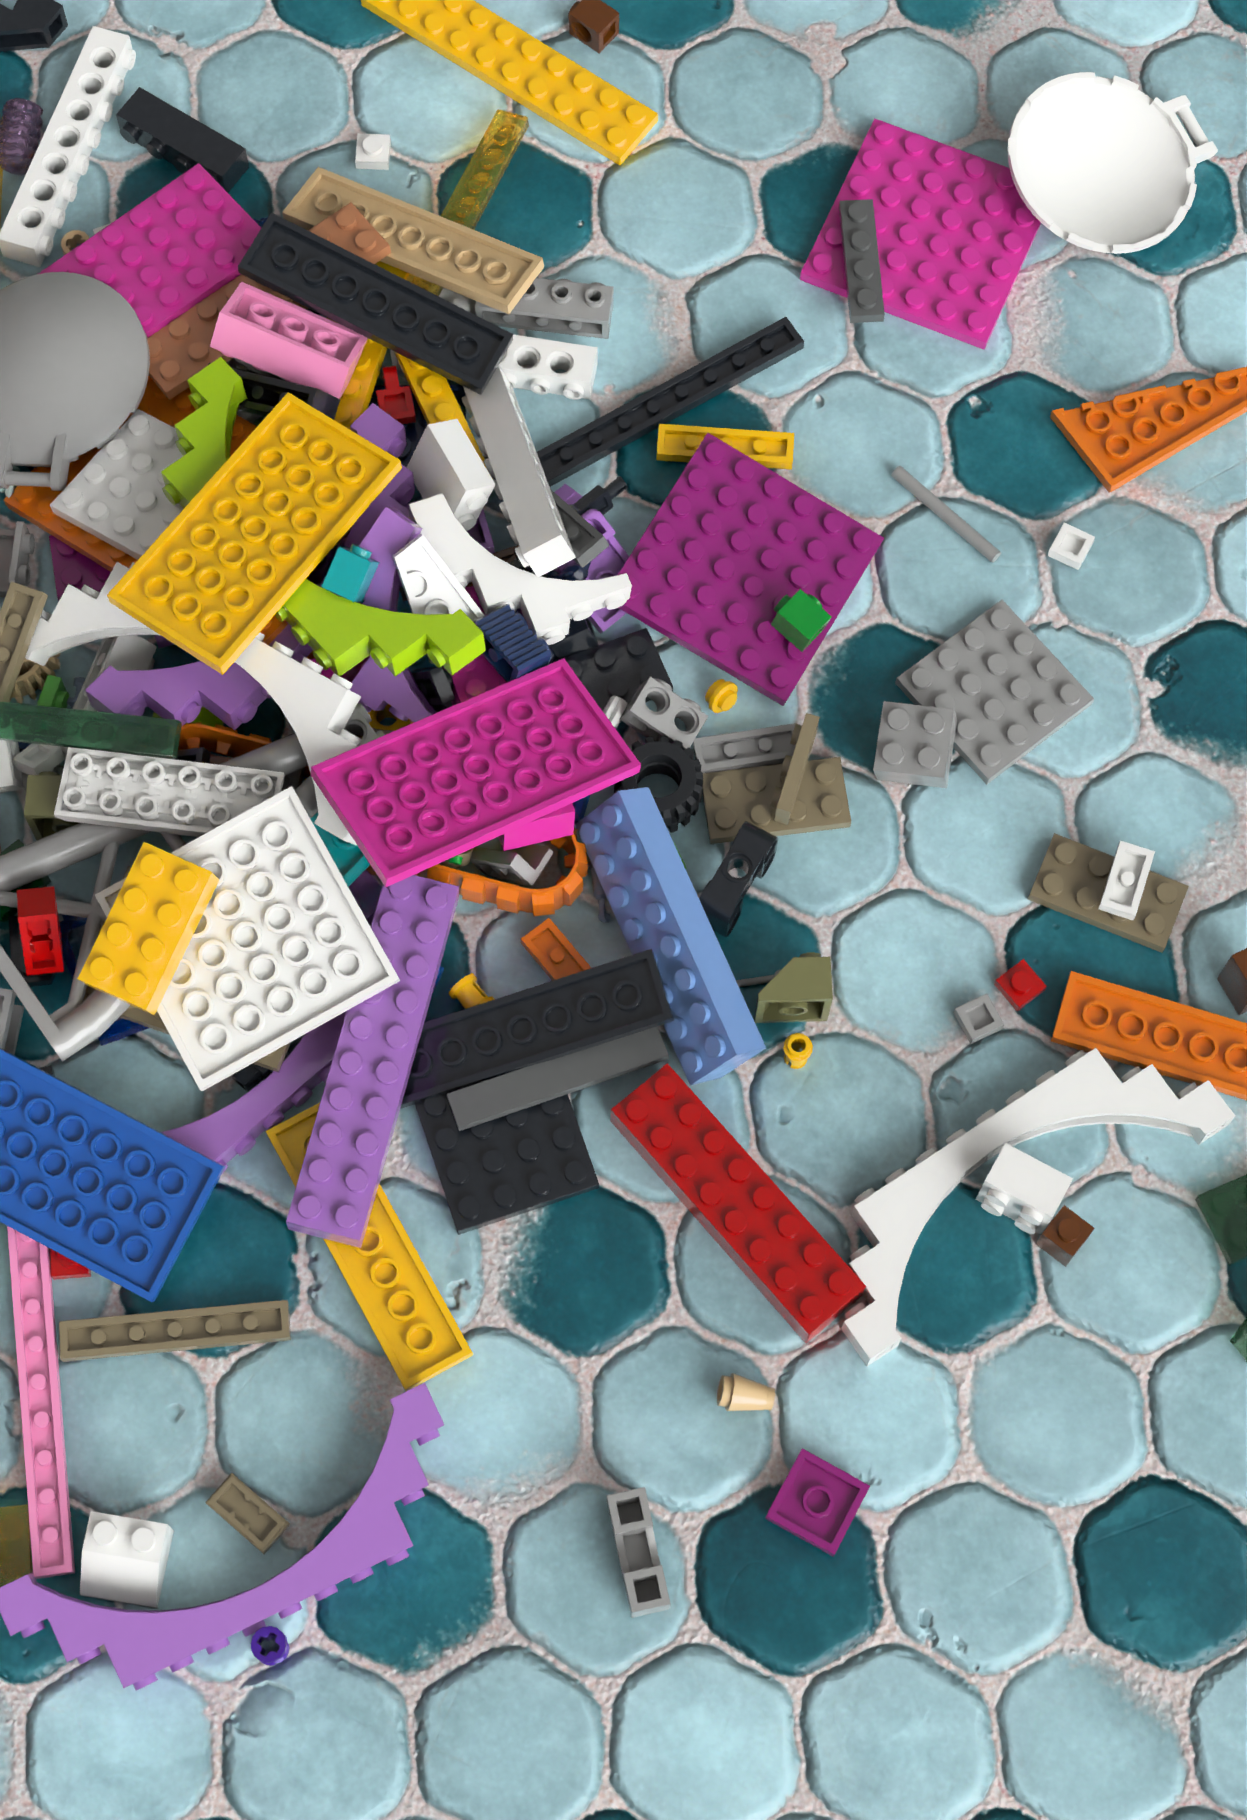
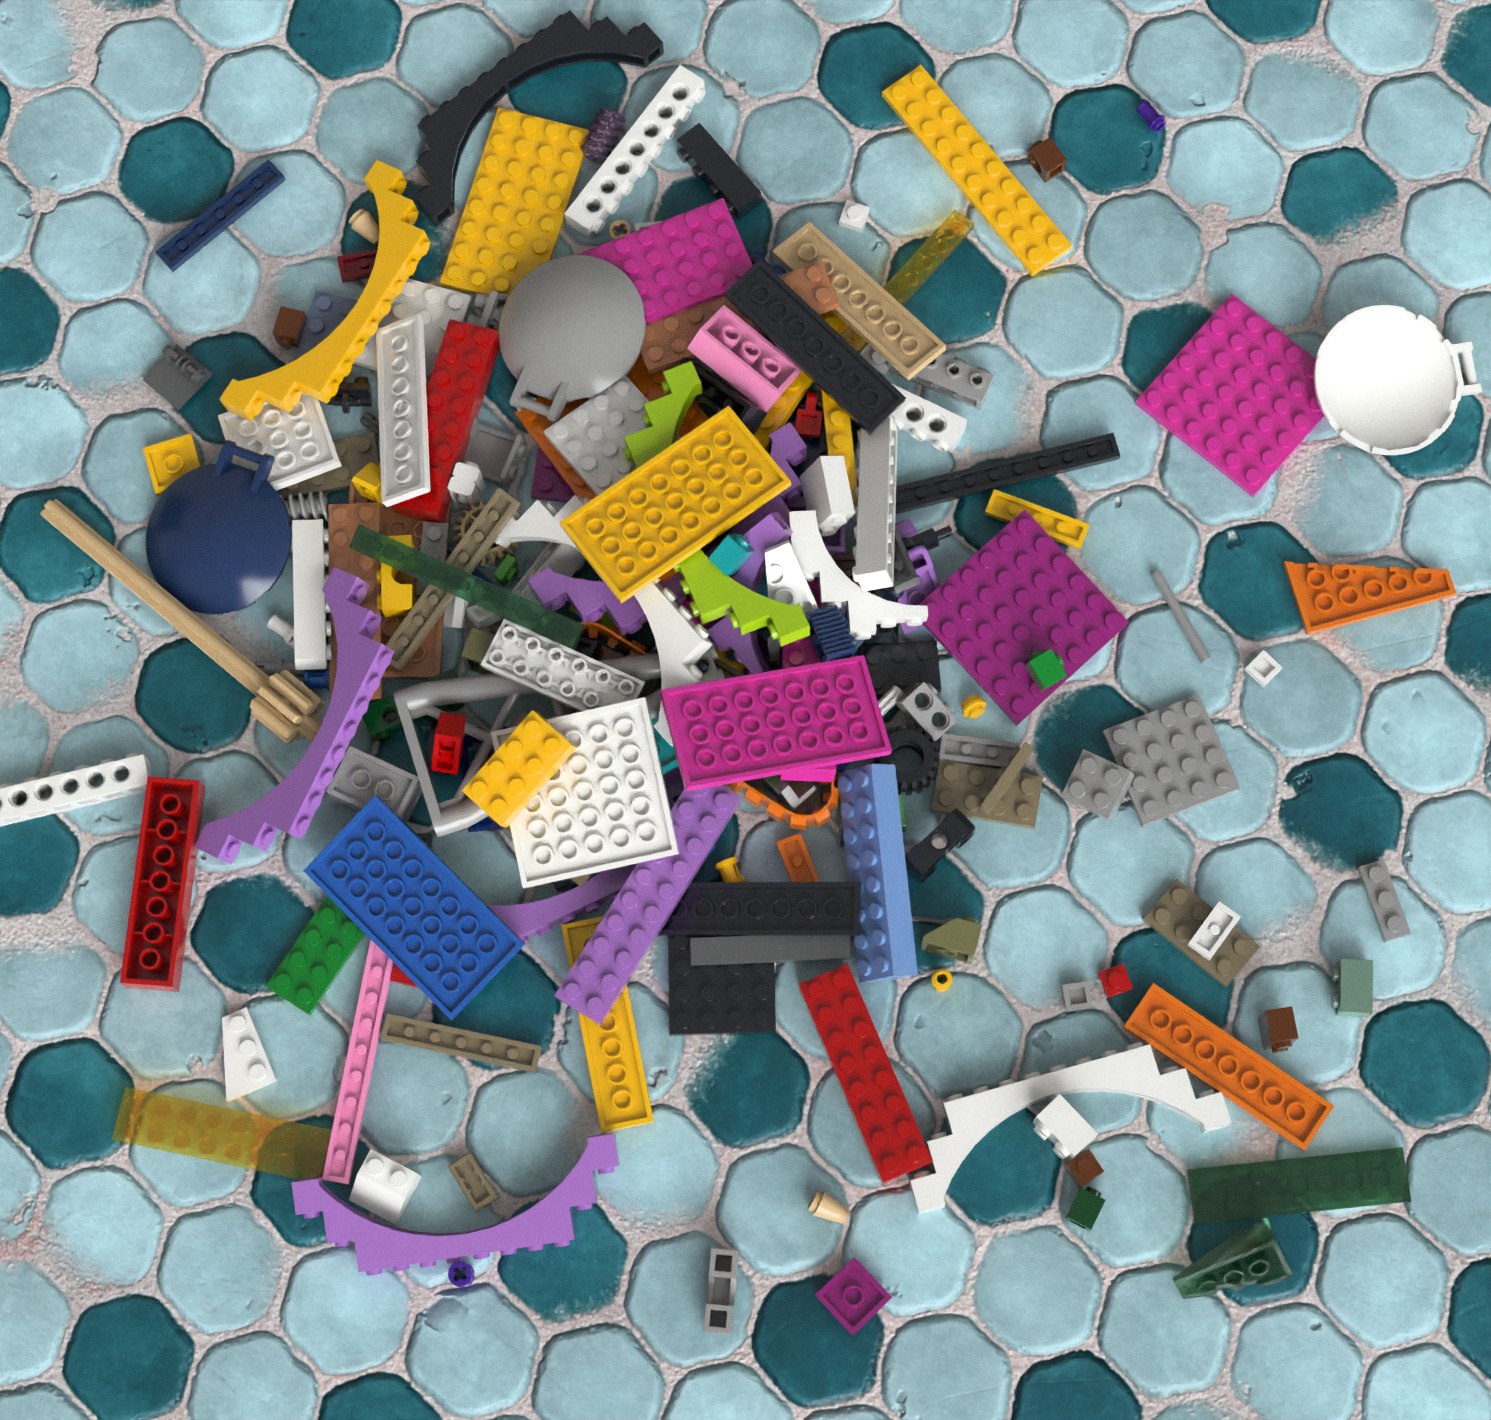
camera: 25 degrees right, 5 degrees up
(861, 261) = (1182, 405): dark grey plate -> none
(1084, 1287) = (1085, 1208): none -> dark green brick

